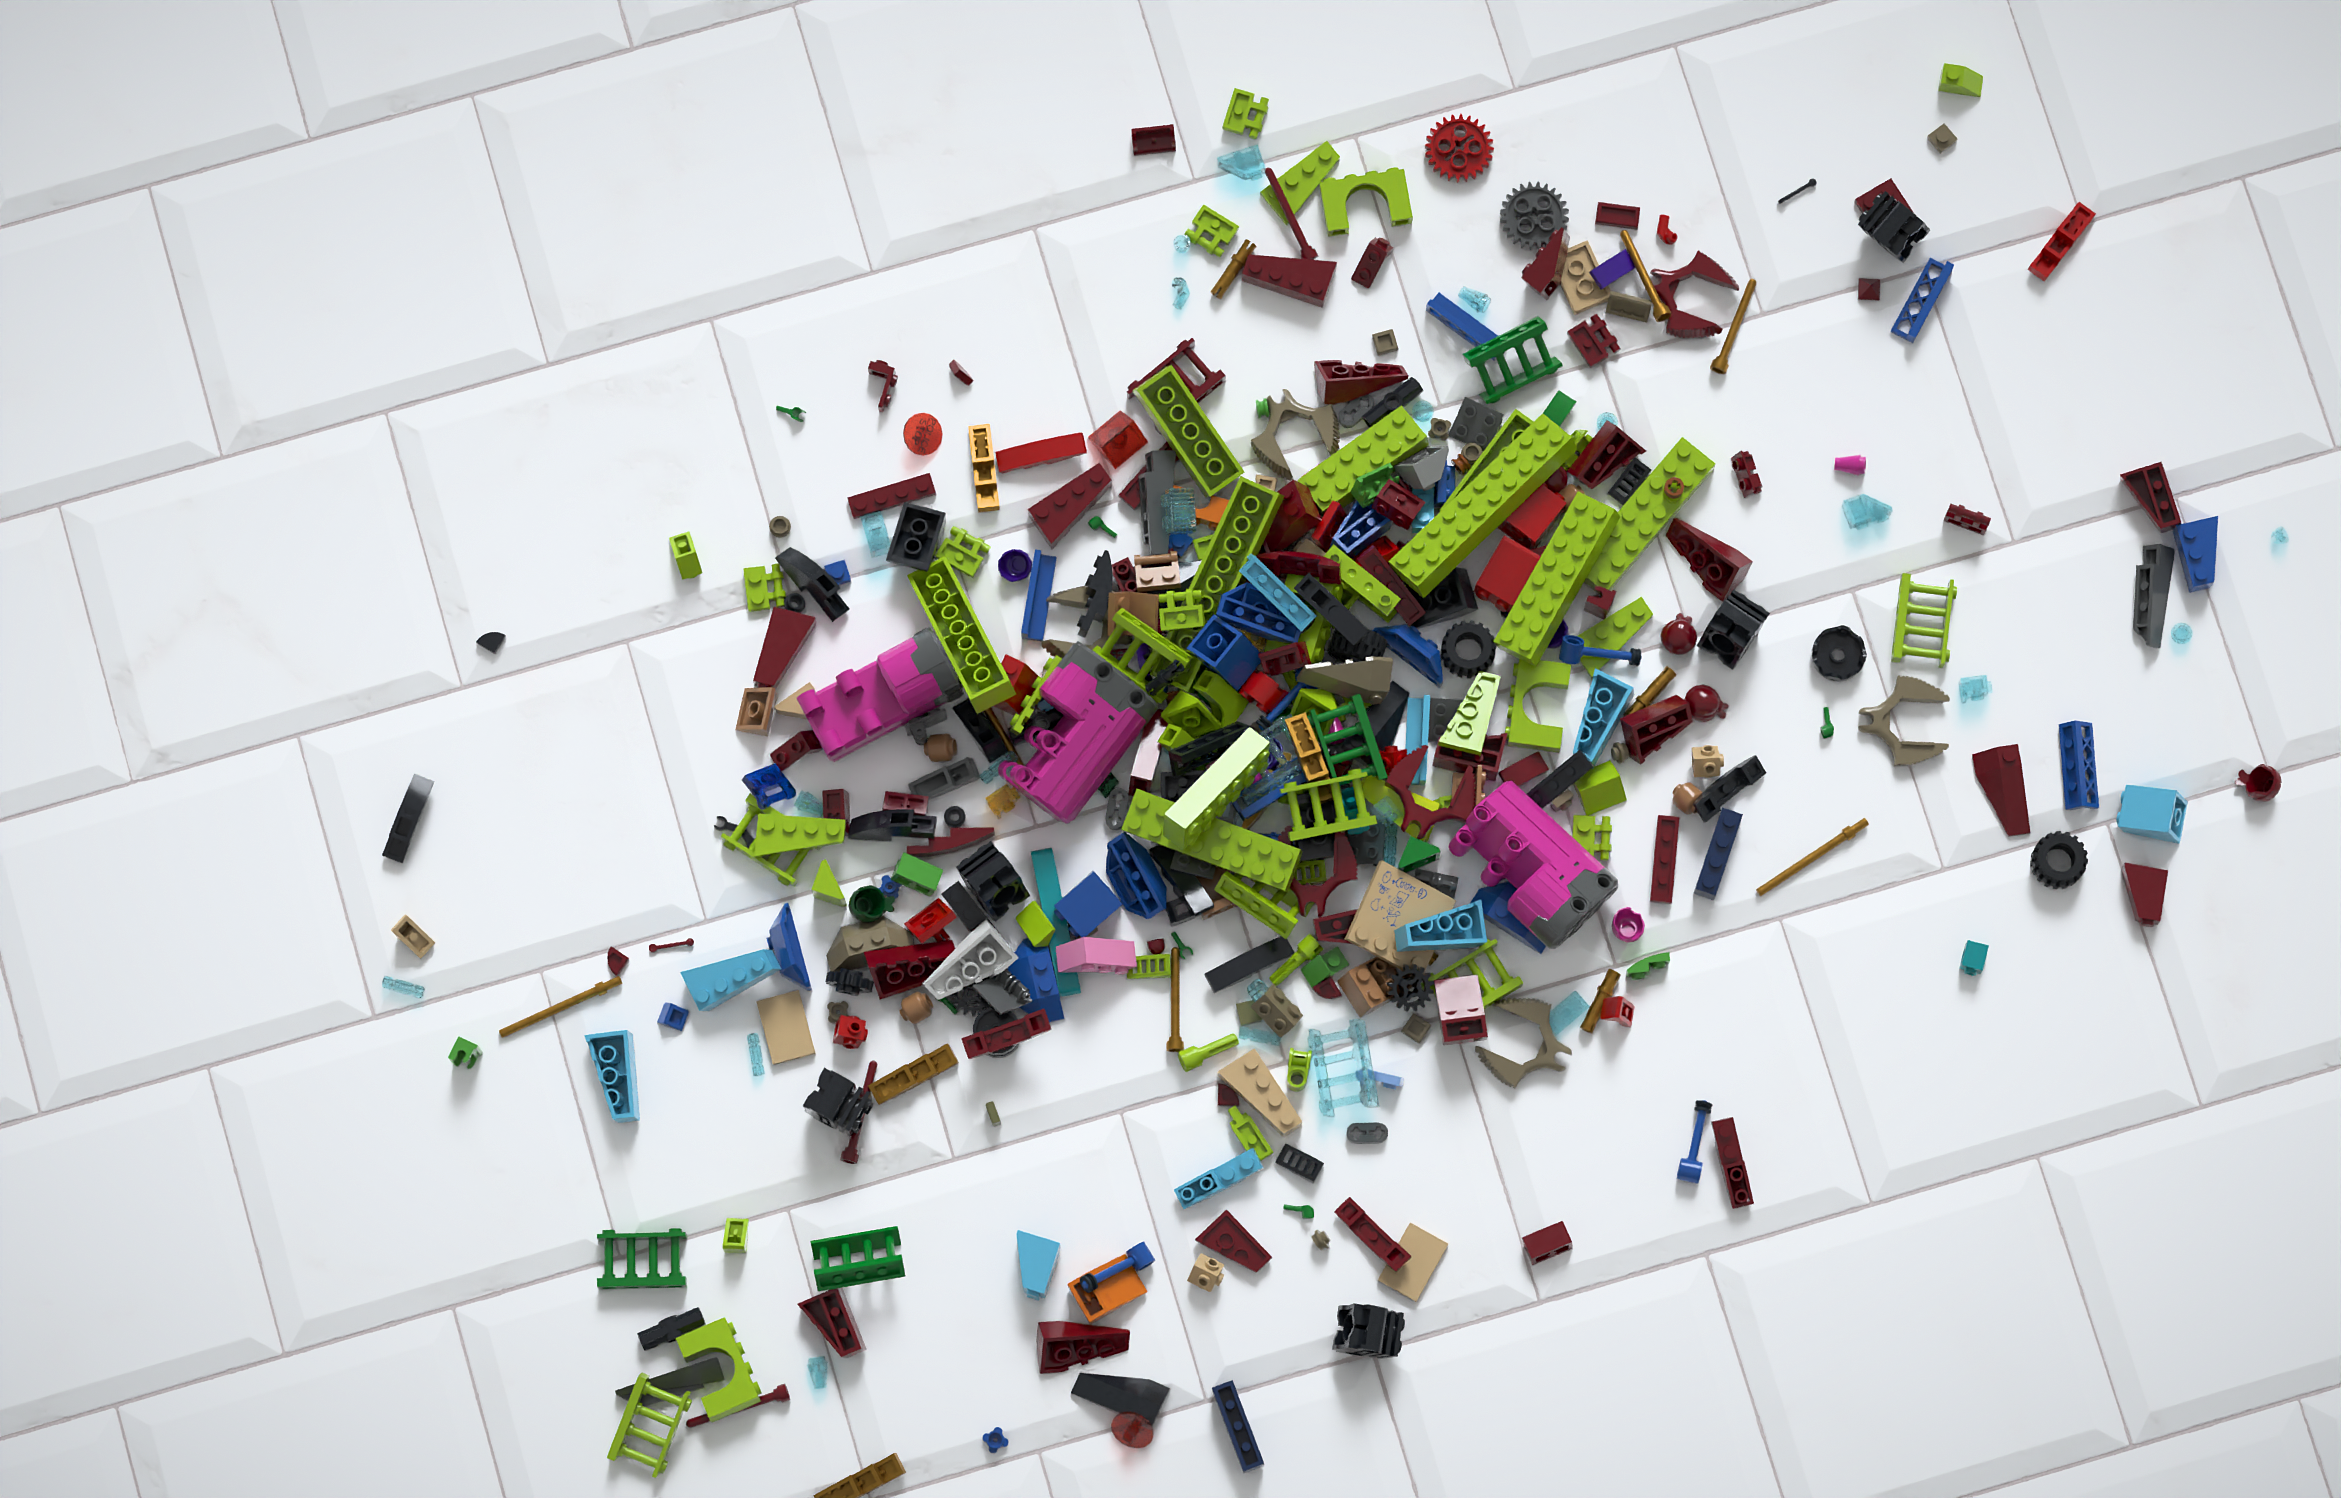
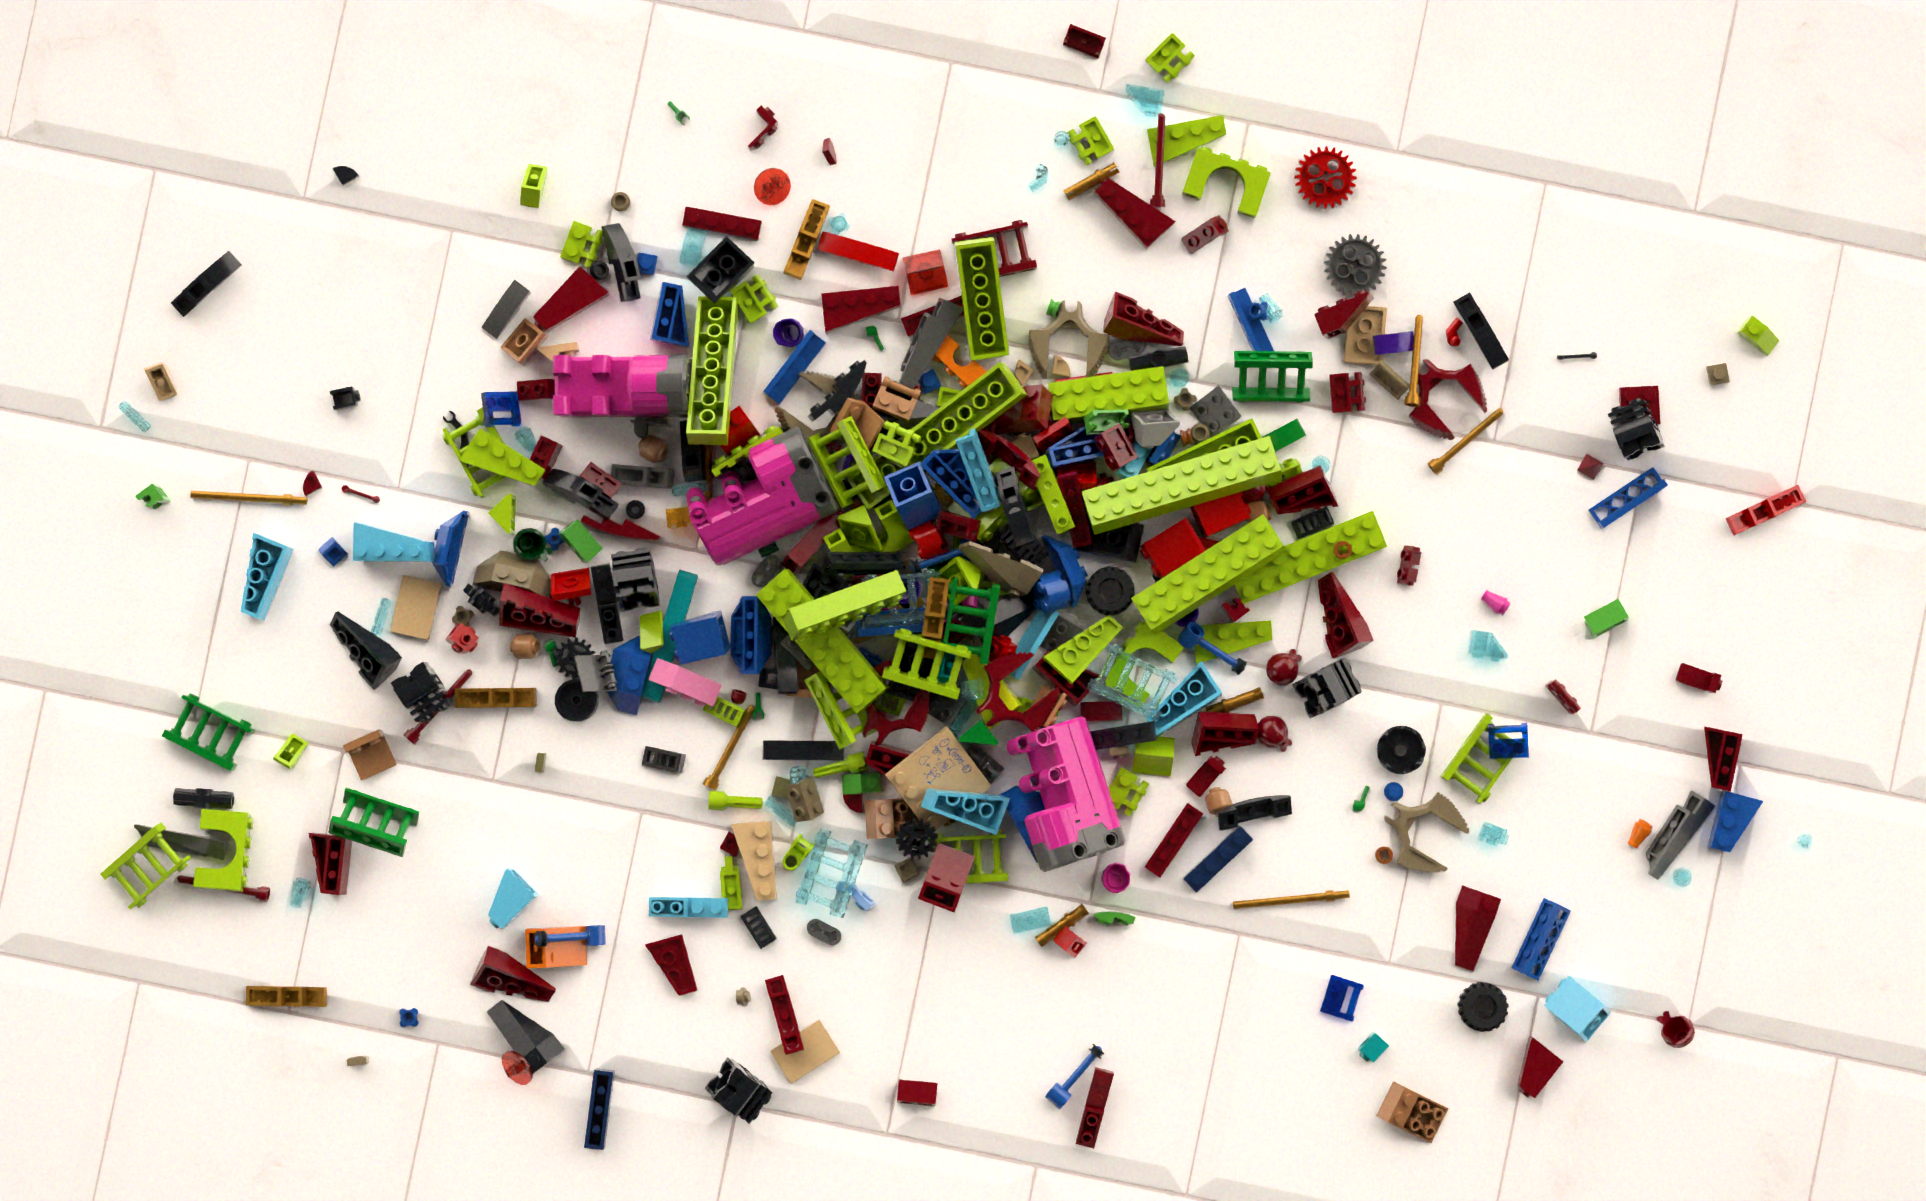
camera: 25 degrees right, 10 degrees up
(596, 858) = (338, 401): none -> black window
(722, 687) = (506, 309): none -> dark grey slope
(766, 1096) = (372, 654): none -> black wedge
(817, 1196) = (370, 754): none -> medium nougat bracket
(889, 611) = (669, 318): none -> blue wedge
(975, 958) = (590, 634): white wedge -> none
(1006, 1035) = (579, 709): dark red slope -> none
(1007, 442) = (840, 218): none -> clear light blue plate
(1134, 1048) = (679, 760): none -> black slope
(1164, 677) = (854, 491): black pin -> none
(1179, 511) = (939, 360): clear light blue brick -> none
(1206, 1273) = (639, 976): tan brick -> none
(1300, 462) = (1060, 367): none -> tan tile
(1307, 1210) = (744, 967): green hand -> none
(1385, 342) = (1180, 305): dark tan tile -> none
(1411, 679) = (1051, 592): none -> blue brick
(1459, 306) = (1253, 311): none -> blue plate
(1512, 1072) = (1005, 907): dark tan piece -> none
(1551, 740) = (1116, 693): none -> clear light blue fence
(1617, 215) = (1422, 299): dark red tile -> none
(1619, 752) = (1185, 736): dark tan plate -> none
(1661, 778) = (1206, 775): none -> dark red bracket
(1691, 213) = (1481, 331): none -> black slope
(1706, 761) = (1249, 780): tan brick -> none
(1854, 699) = (1393, 791): none -> blue plate
(1873, 769) = (1378, 856): none -> dark orange bush
(1908, 927) = (1335, 995): none -> clear blue plate
(1942, 593) = (1508, 747): none -> clear blue plate
(1966, 424) = (1606, 618): none -> bright green hinge
(2047, 1000) = (1412, 1112): none -> medium nougat slope
(2089, 434) = (1699, 678): none -> dark red bracket
(2116, 612) = (1639, 833): none -> orange cone

